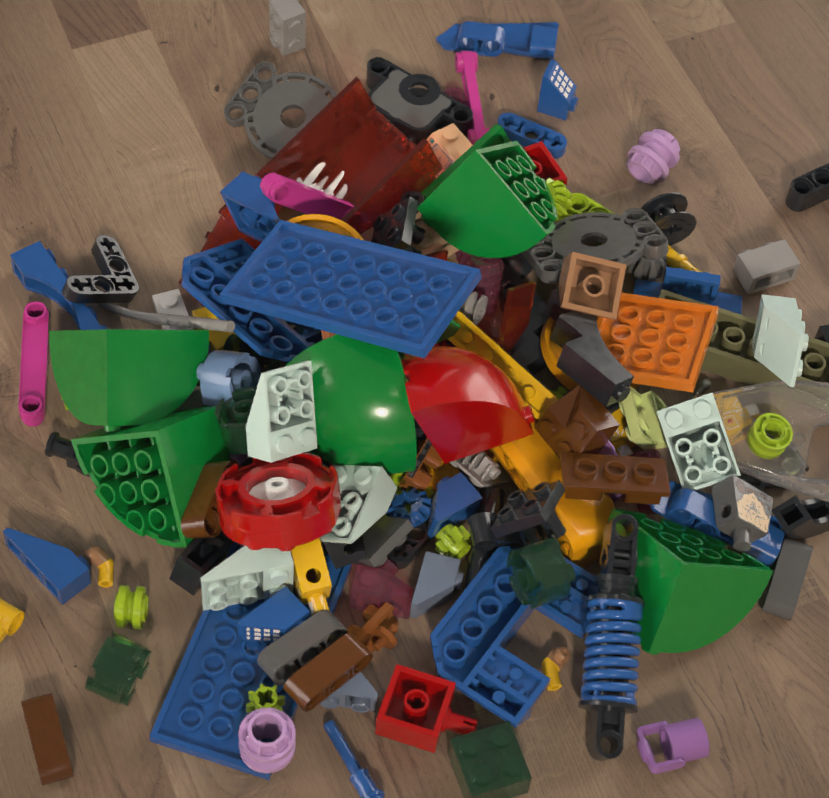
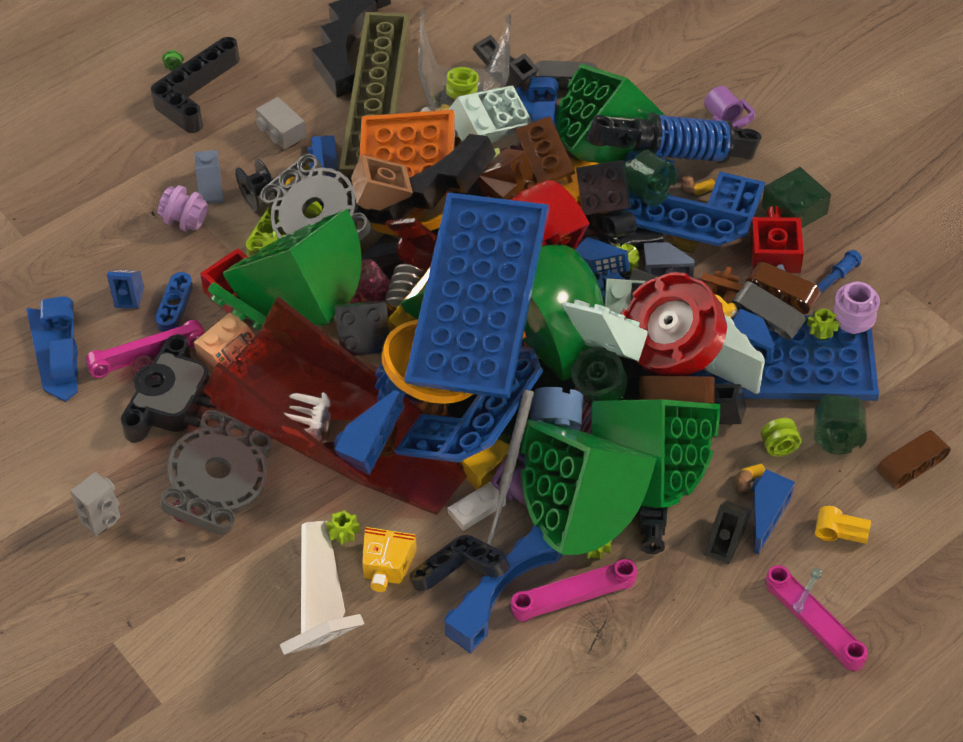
camera: 100 degrees left, 5 degrees down
(39, 516) = (727, 531): none -> pearl dark grey slope
(113, 154) = (320, 593): none -> white piece
(141, 224) = (387, 556): none -> yellow torso
(190, 201) = (343, 527): none -> lime gear
(302, 197) = (350, 395): dark pink piece -> none
(703, 190) = (209, 176): none -> sand blue slope
(741, 511) = (530, 87): dark grey torso -> none
(780, 337) = (387, 69): light aqua slope -> none

